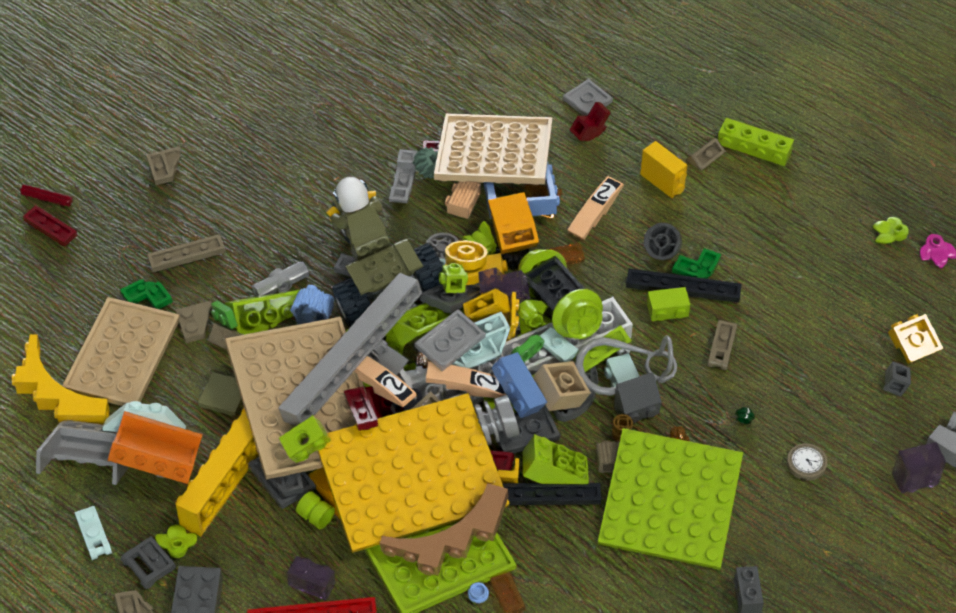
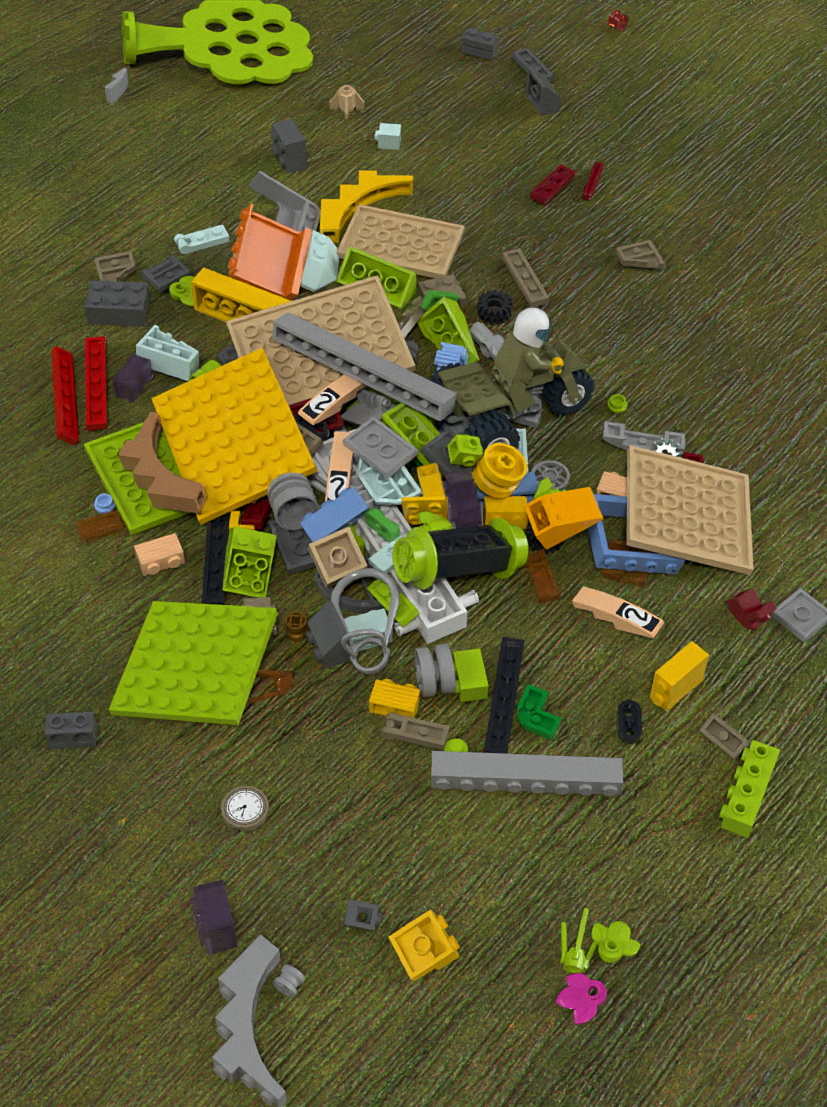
camera: 90 degrees right, 0 degrees up
(154, 292) = (475, 255): green plate -> none
(179, 370) = (396, 281): none -> lime slope
(226, 269) = (494, 314): none -> black tyre
(281, 546) = (168, 354): none -> light aqua wedge
(293, 439) = (253, 336): lime brick -> none
(360, 408) = (292, 378): dark red plate -> none
(543, 538) = (159, 554): none -> light nougat brick
(663, 241) = (563, 672): dark grey cylinder -> none
(671, 319) = (434, 669): none -> light grey wheel
(694, 357) = (394, 698): none -> yellow brick
(701, 208) = (629, 724): none -> black plate
(737, 317) = (456, 745): none -> lime plate
(744, 415) = (310, 746): dark green plate -> none
(756, 274) = (526, 773): none -> light grey brick
(910, 250) = (574, 960): none -> lime plant

